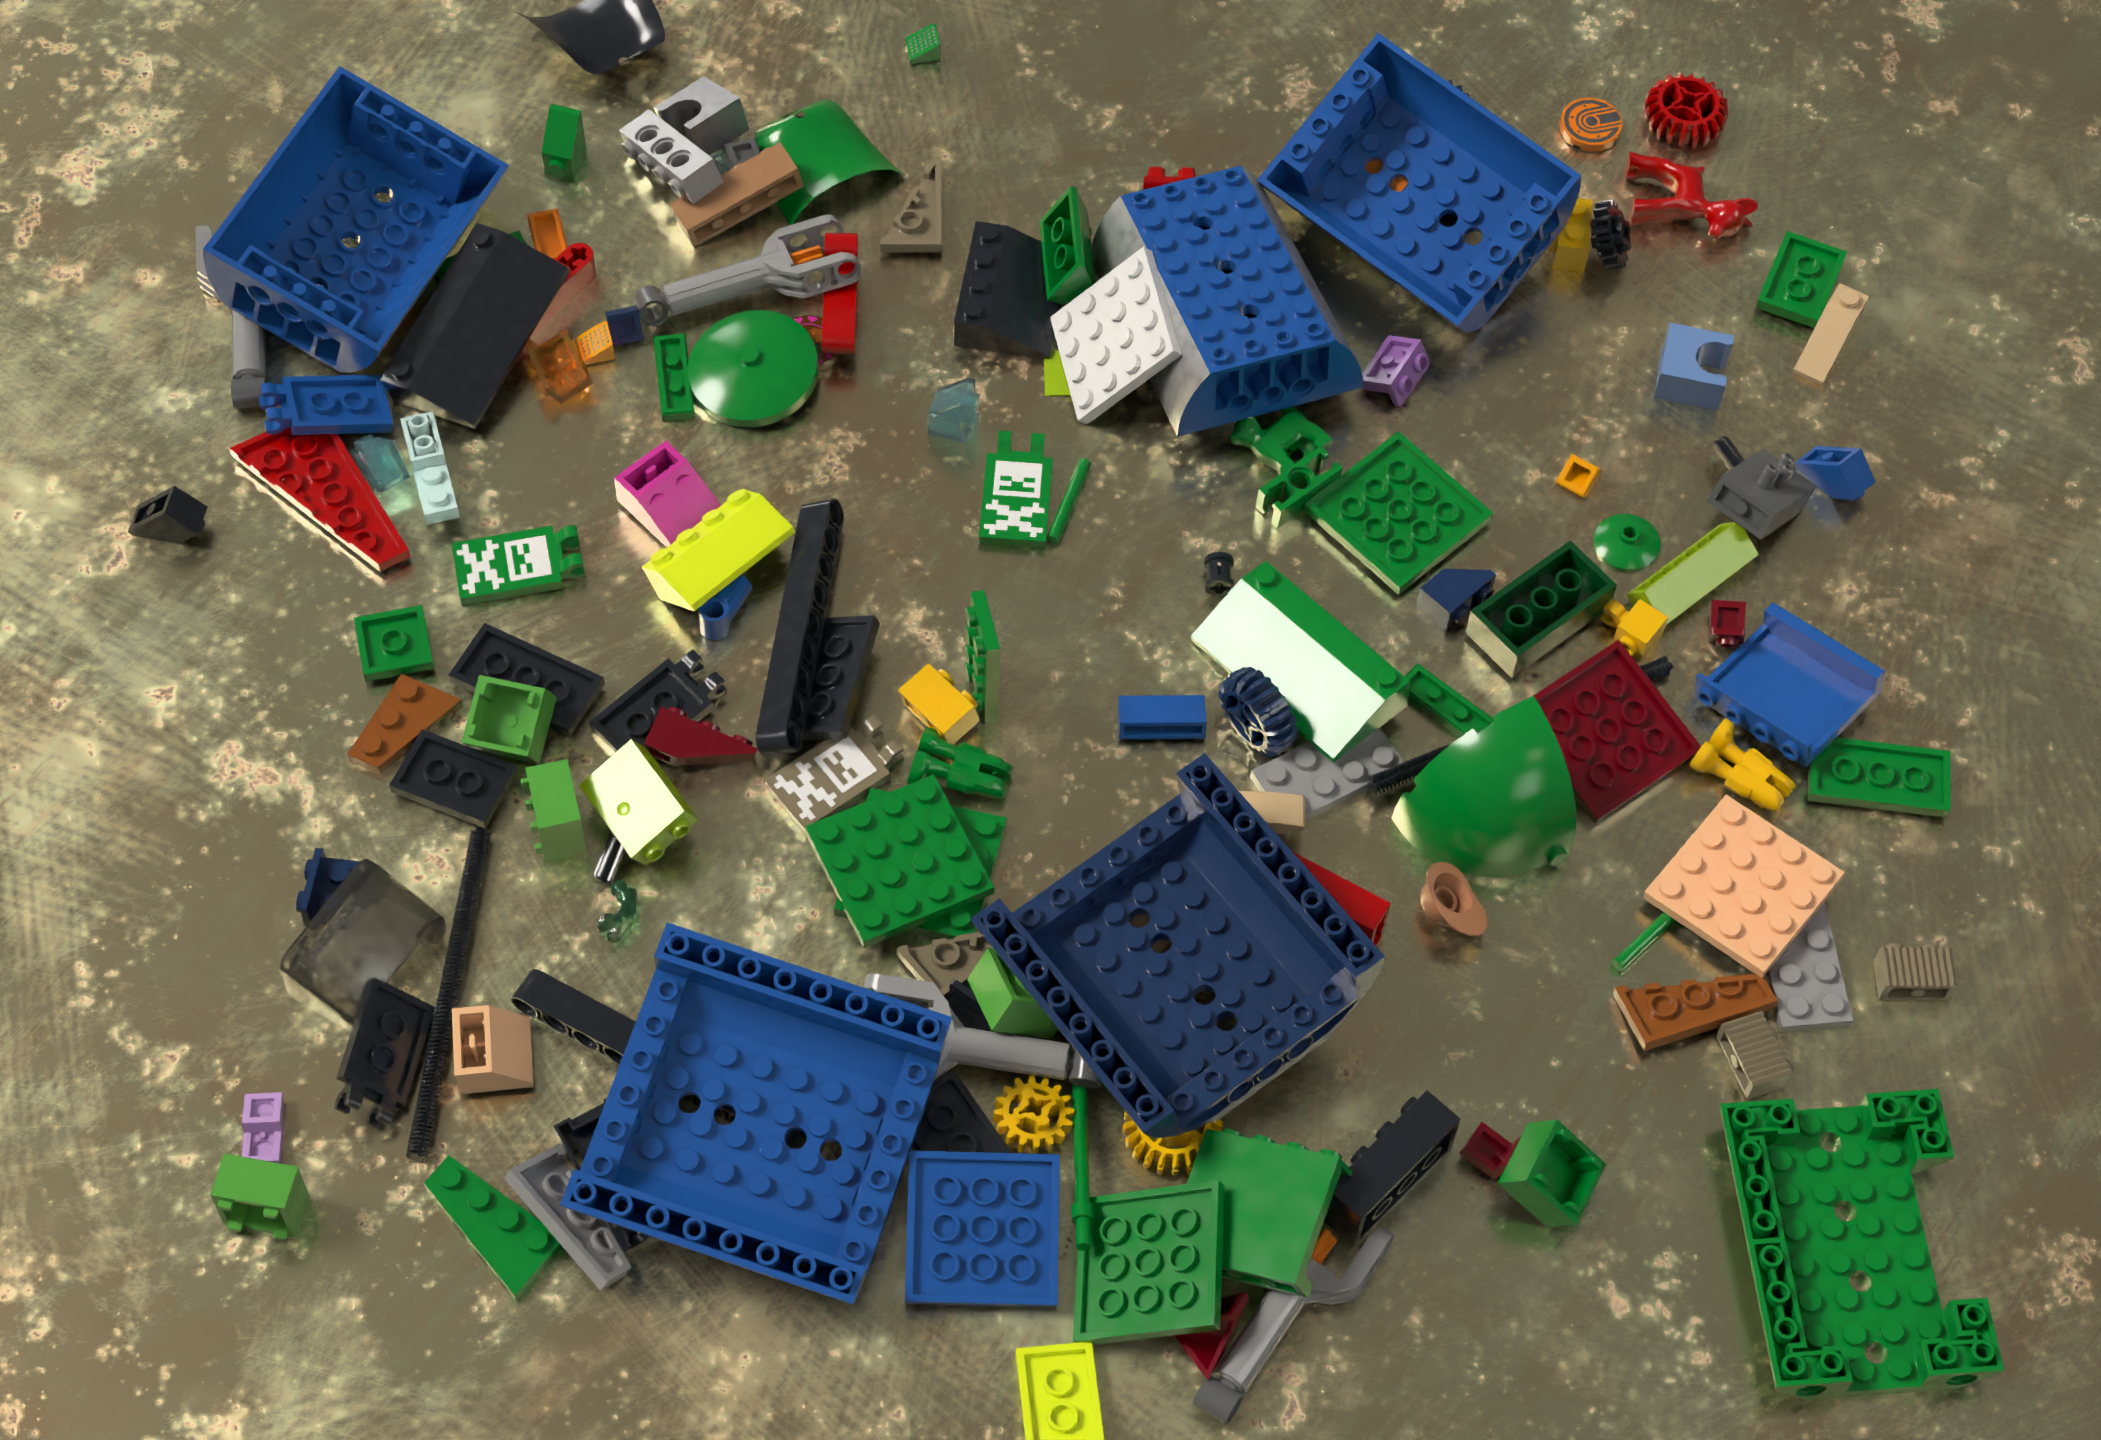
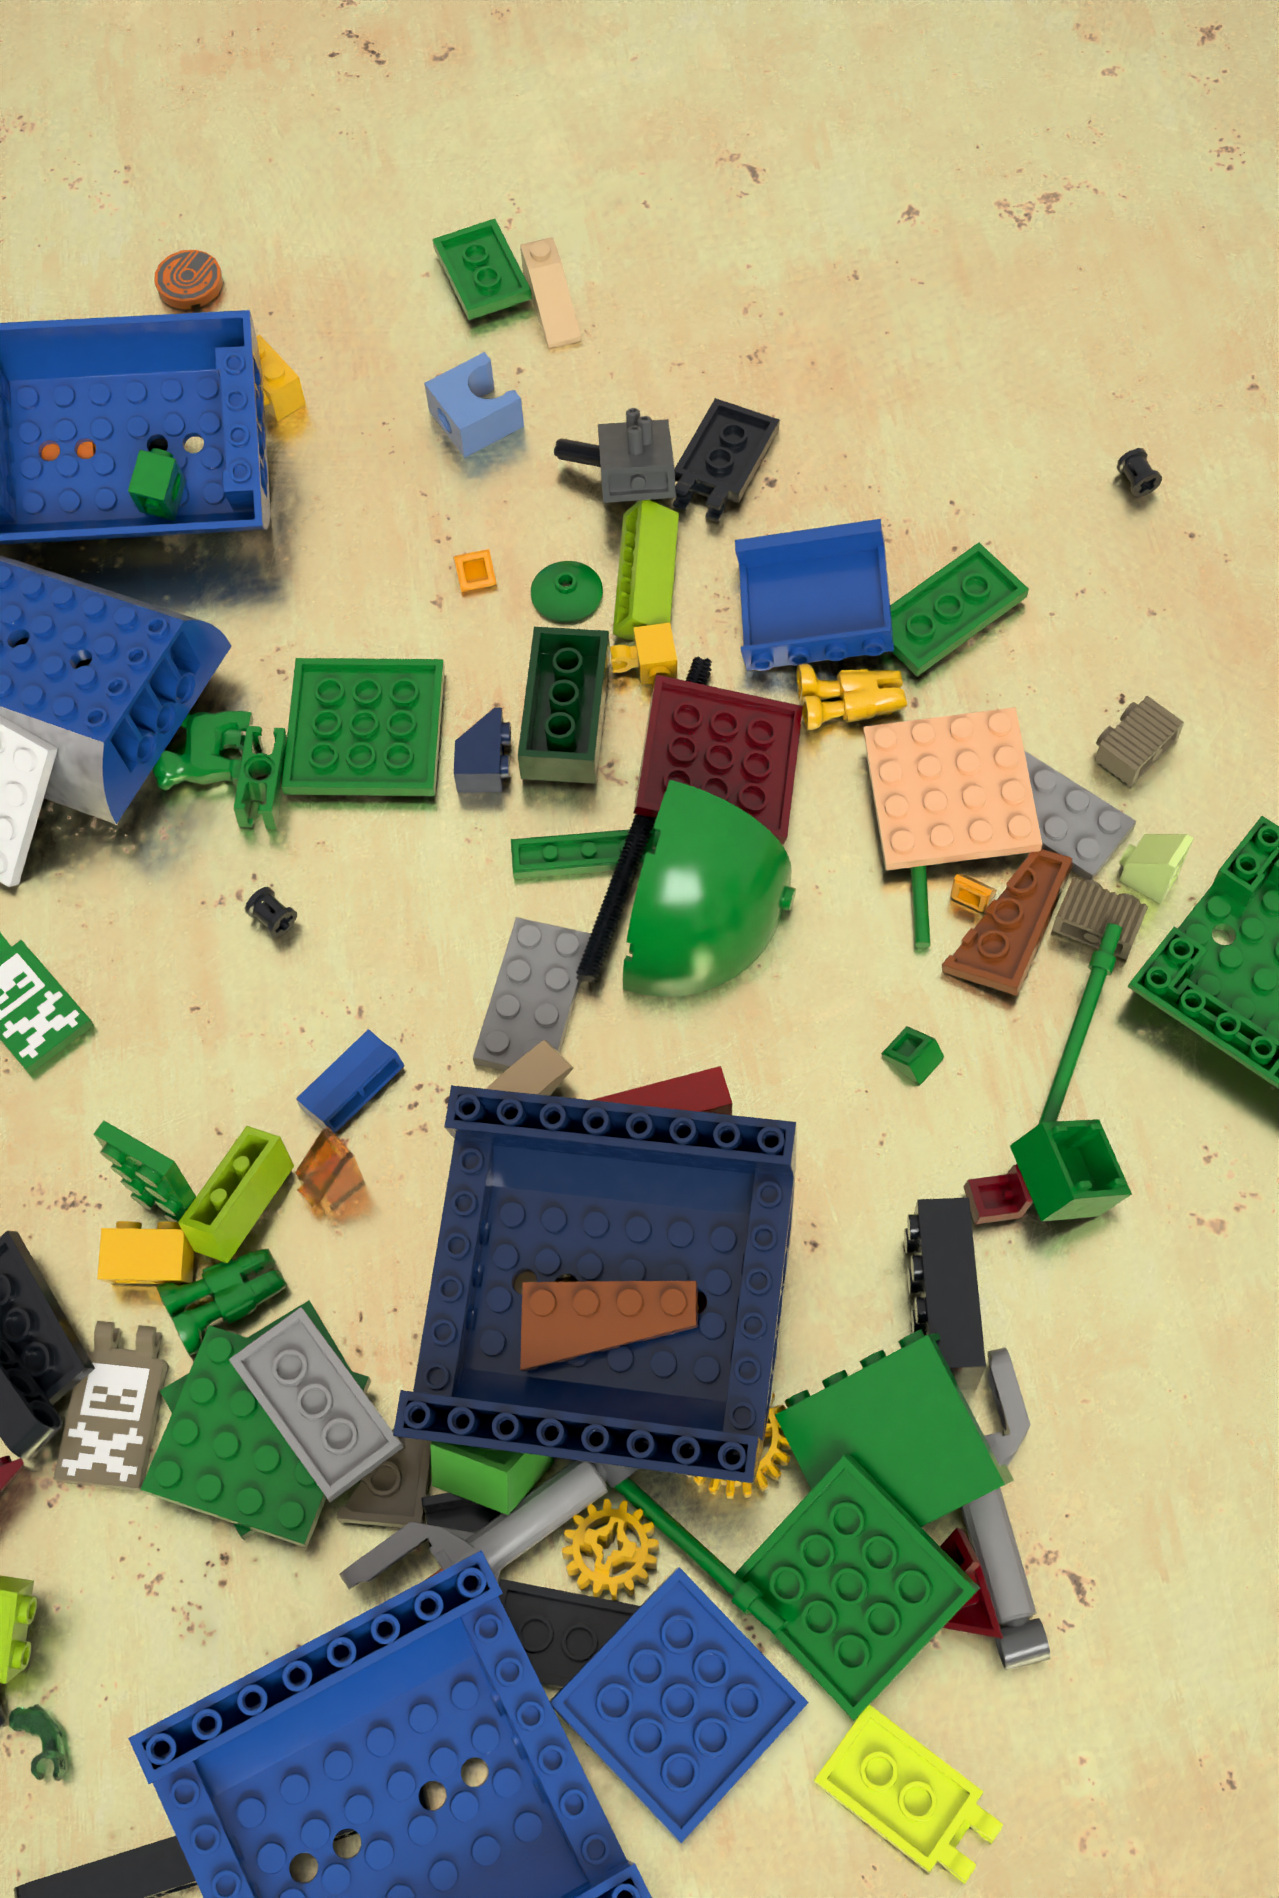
camera: 40 degrees left, 5 degrees up
(947, 869) = (316, 1404): none -> light grey plate
(1025, 716) = (236, 1194): none -> lime brick
(1068, 501) = (73, 965): green bar -> none
(1091, 755) = (328, 1173): none -> clear orange slope
(1153, 967) = (597, 1316): none -> dark orange wing
(1258, 711) = (431, 1001): dark blue gear -> none
(1324, 670) = (420, 925): slope -> none
(1396, 368) = (238, 605): medium lavender bracket -> none
(1418, 243) = (157, 484): none -> green brick
(1451, 901) = (752, 1016): nougat piece -> none
(1535, 1024) = (914, 1054): none -> green slope
(1610, 234) = (302, 351): black gear -> none
(1683, 119) = (254, 207): red gear -> none
(1686, 183) = (334, 278): red animal -> none
(1688, 962) = (972, 892): none -> light orange slope
(1715, 1077) = (1101, 965): none -> green bar
(1727, 623) = (714, 588): dark red bracket -> none
(1830, 1056) = (1155, 863): none -> yellowish green slope
(1833, 544) = (723, 456): none -> black tile
(1837, 471) = (669, 394): blue slope -> none

